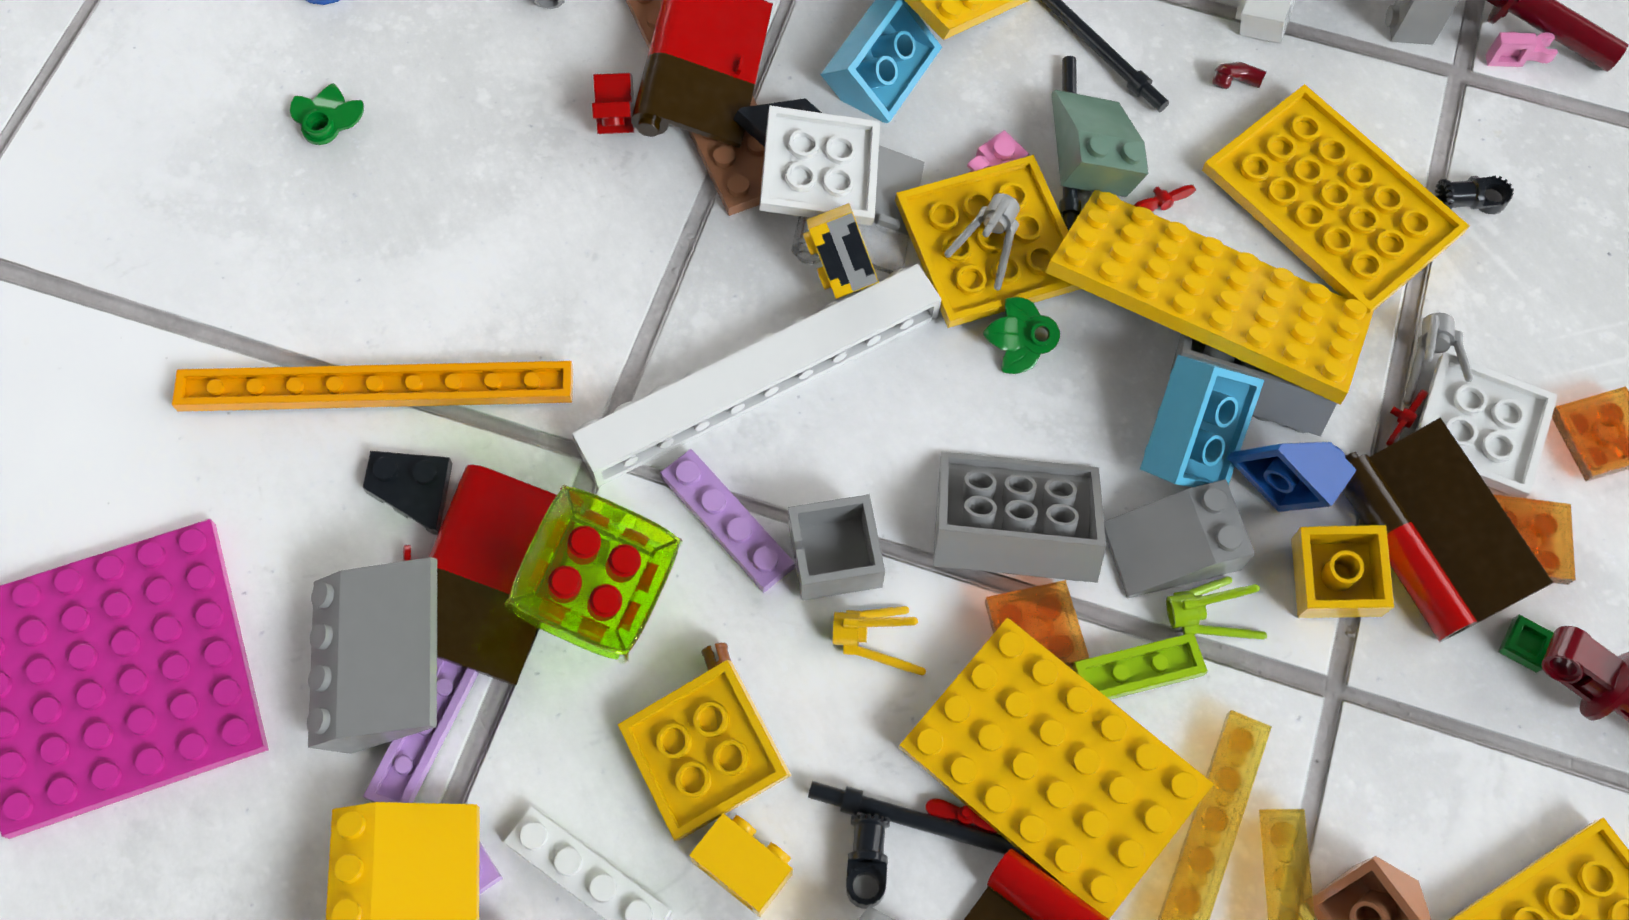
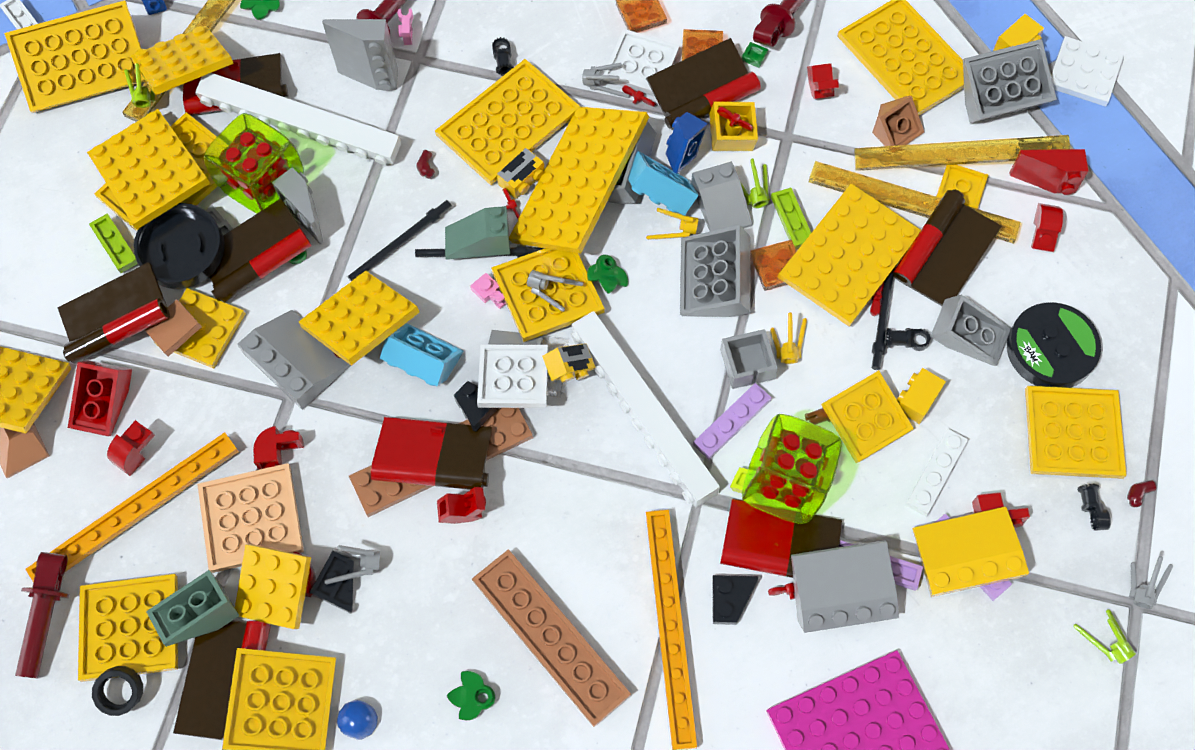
camera: 90 degrees left, 0 degrees up
(389, 218) = (551, 638): none -> nougat plate
(1123, 477) = (687, 224): none -> yellow plant
(1224, 209) = (520, 173): none -> brick
(1347, 559) = (734, 118): none -> red piece
(1470, 764) = (821, 81): none -> red brick

